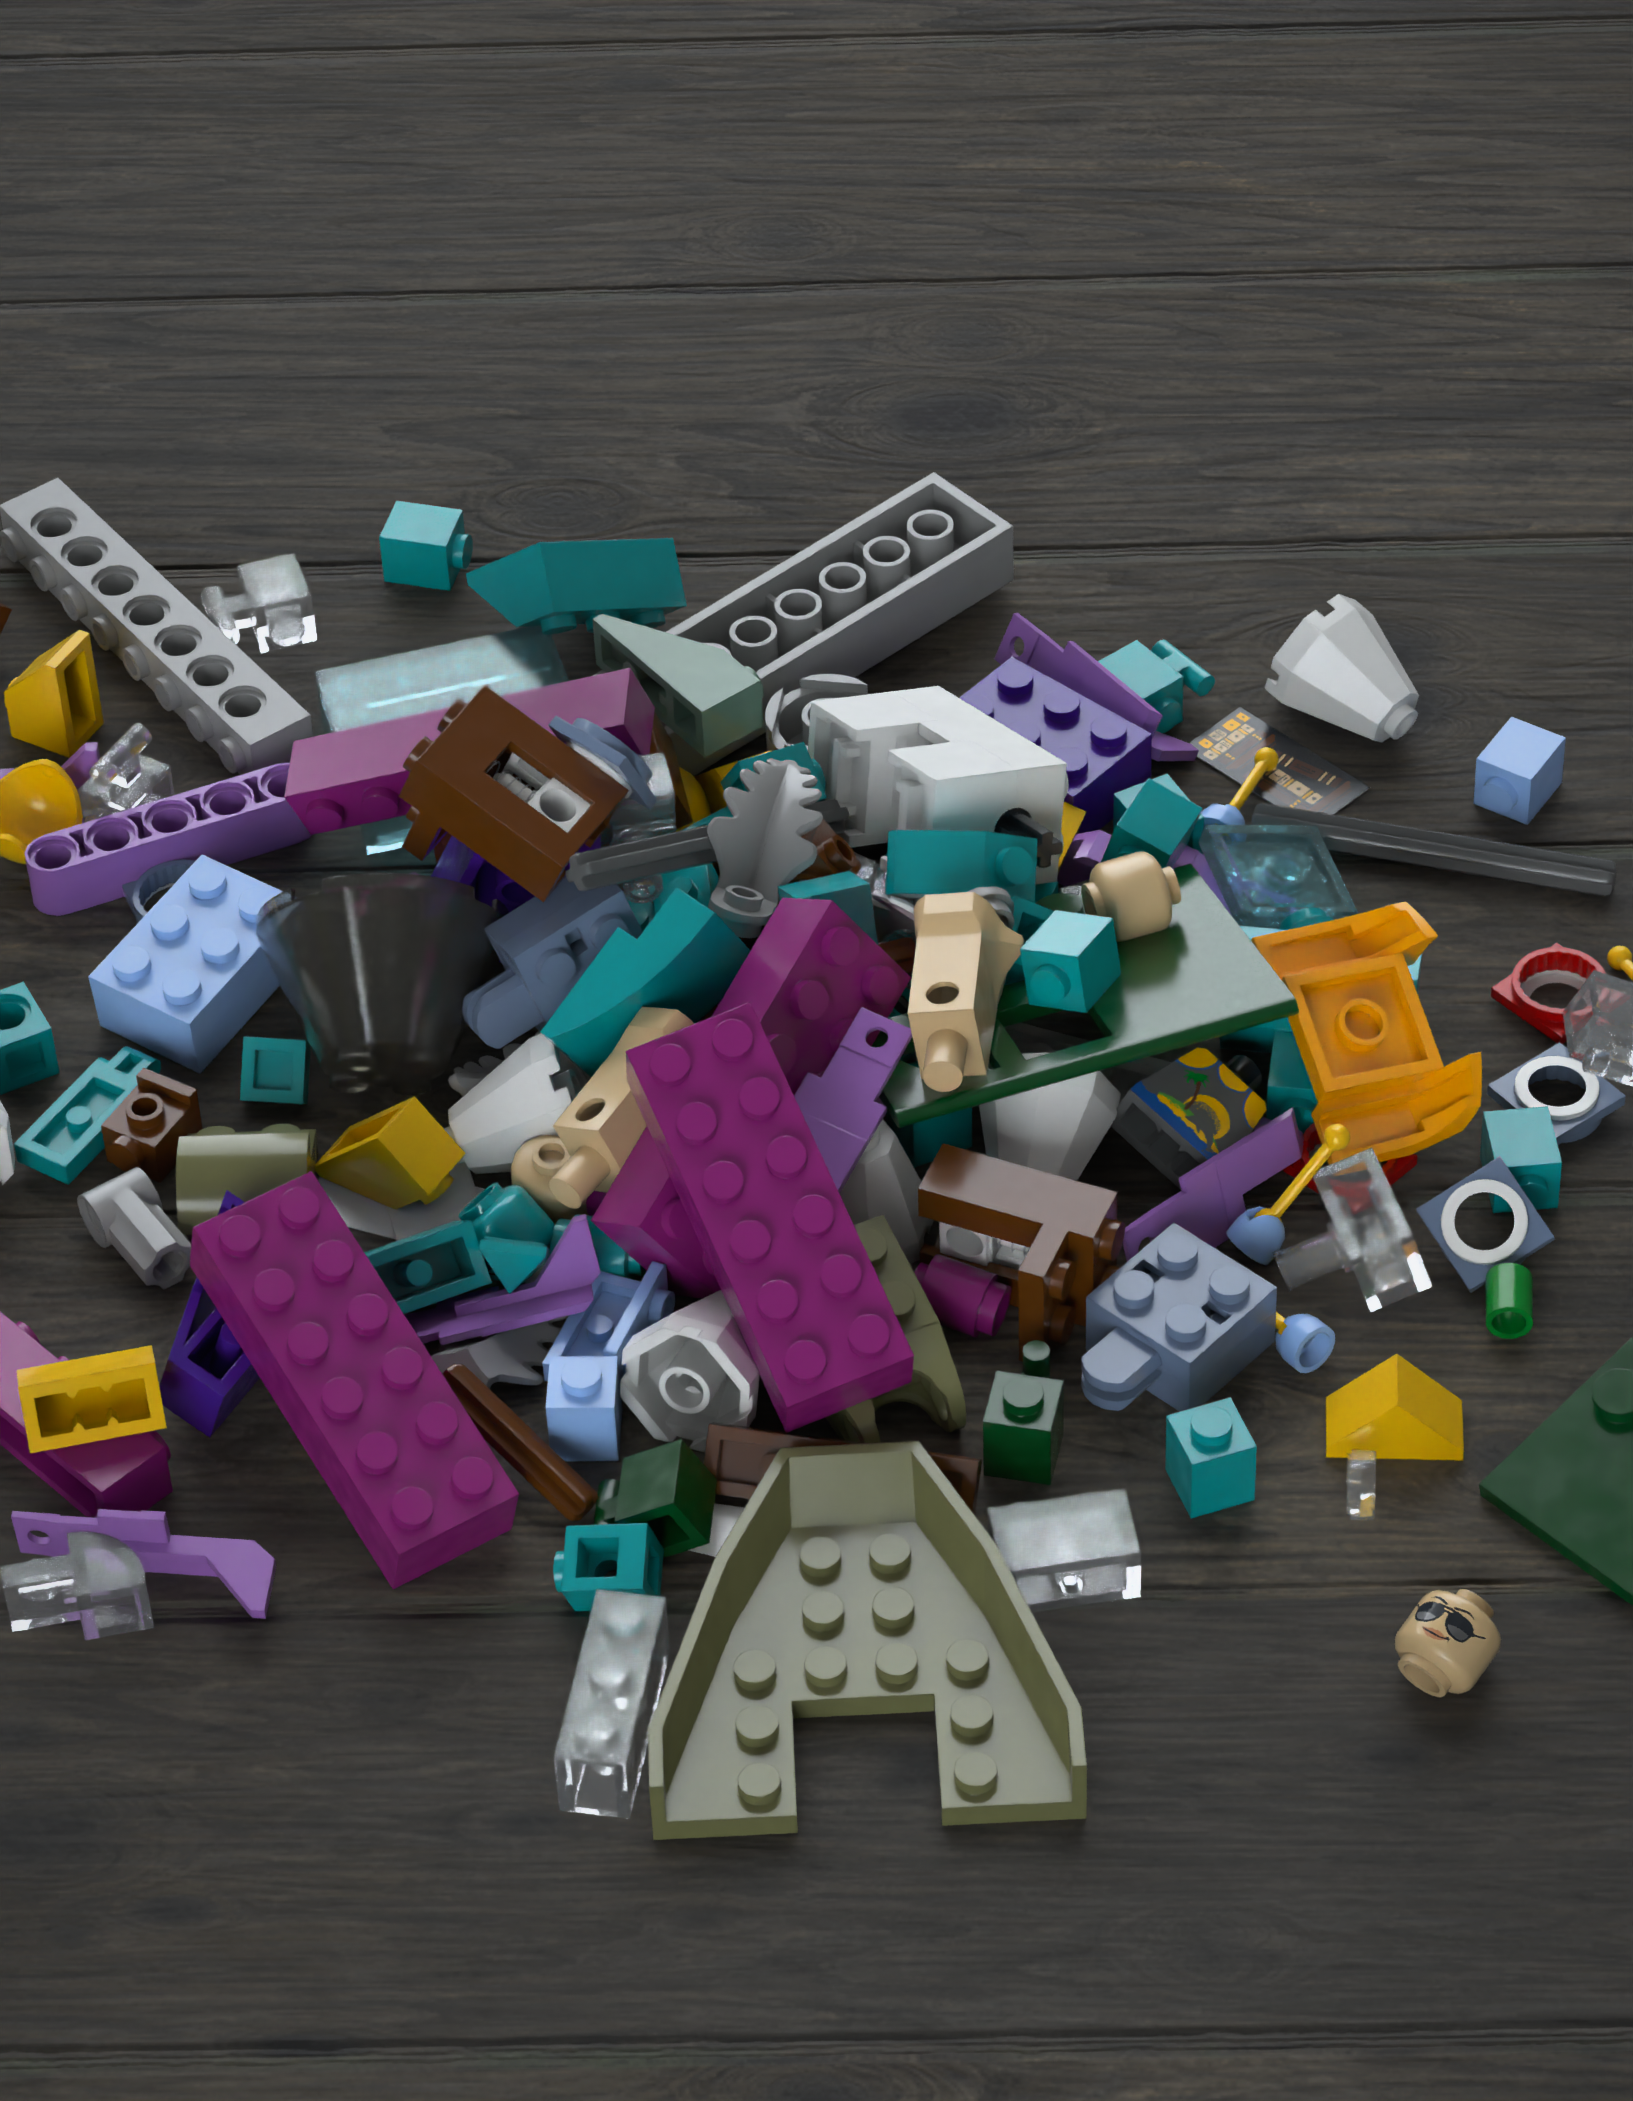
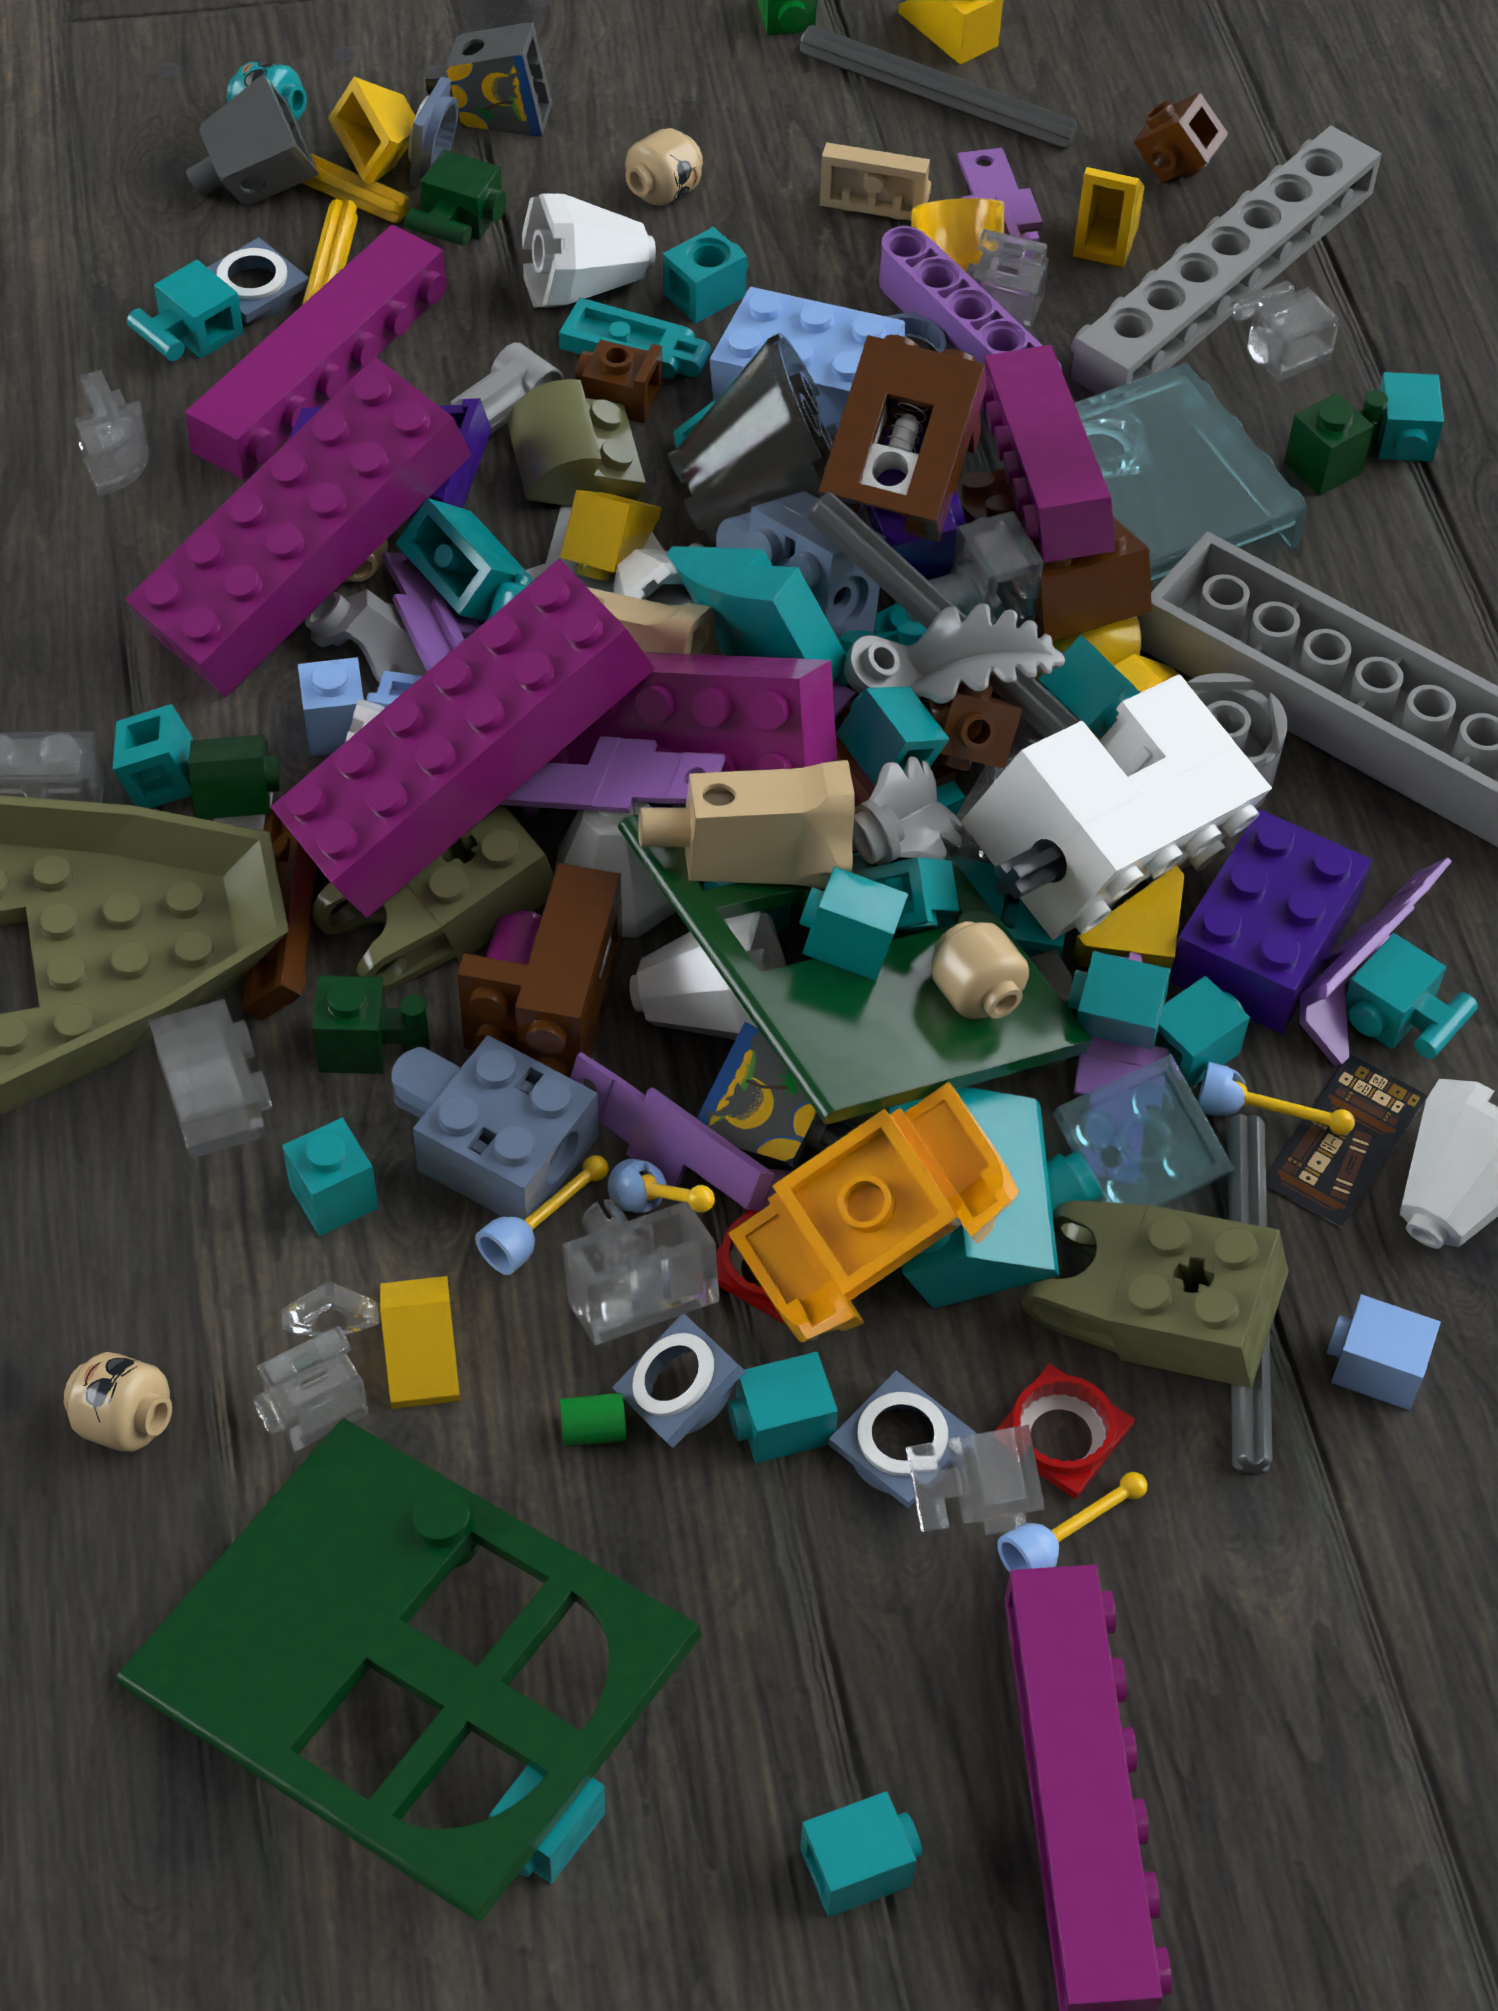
camera: 75 degrees right, 10 degrees up
(90, 1399) = (261, 373): yellow brick -> none
(237, 1562) = (145, 509): medium lavender piece -> none
(440, 597) = (1333, 439): none -> dark green brick
(513, 1259) = (467, 605): teal slope -> none
(521, 1445) = (282, 662): reddish brown axle -> none
(578, 580) = (1357, 522): teal slope -> none
(608, 755) = (993, 499): sand blue piece -> none
(691, 684) = (1194, 604): sand green slope -> none
(958, 862) = (961, 816): teal slope -> none
(1453, 1489) = (310, 1389): none -> clear brick
(1461, 866) = (1166, 1288): none -> olive brick

